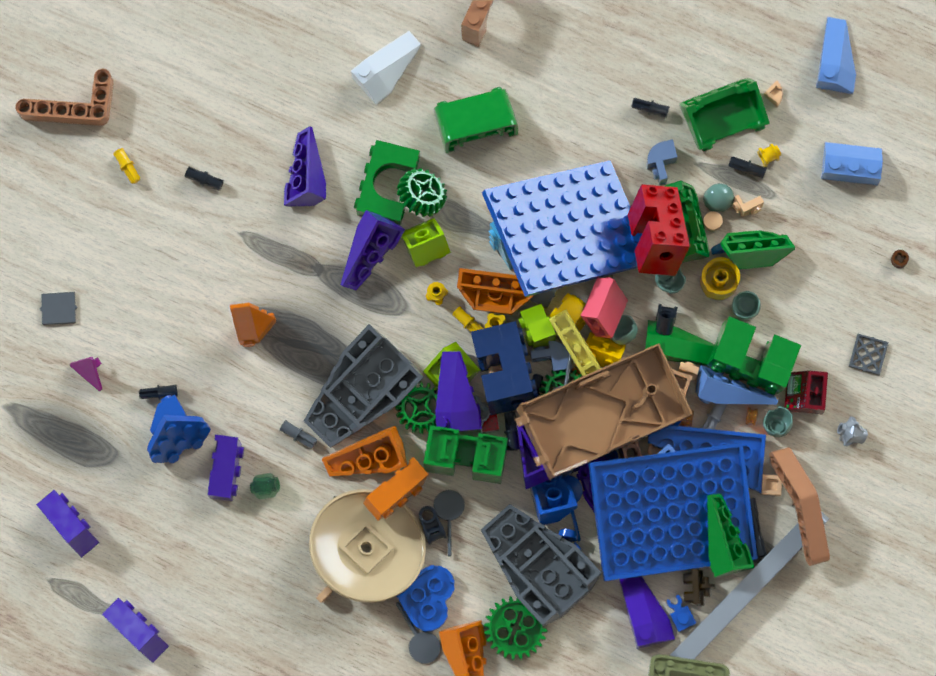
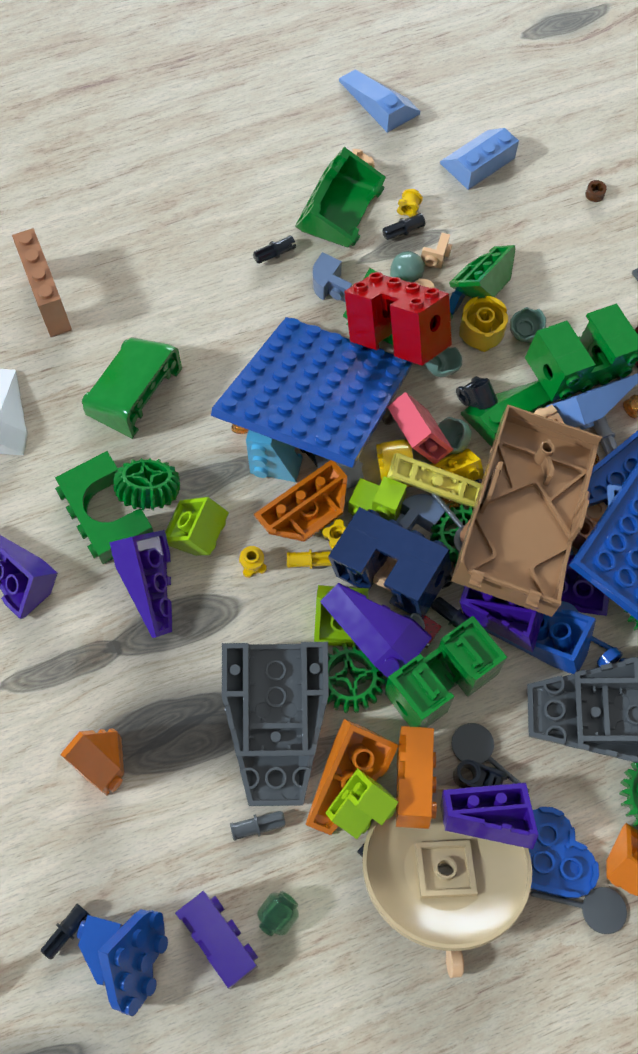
camera: 50 degrees left, 10 degrees down
(356, 475) = (360, 803): none -> lime brick
(413, 543) = (491, 813): none -> dark purple wedge

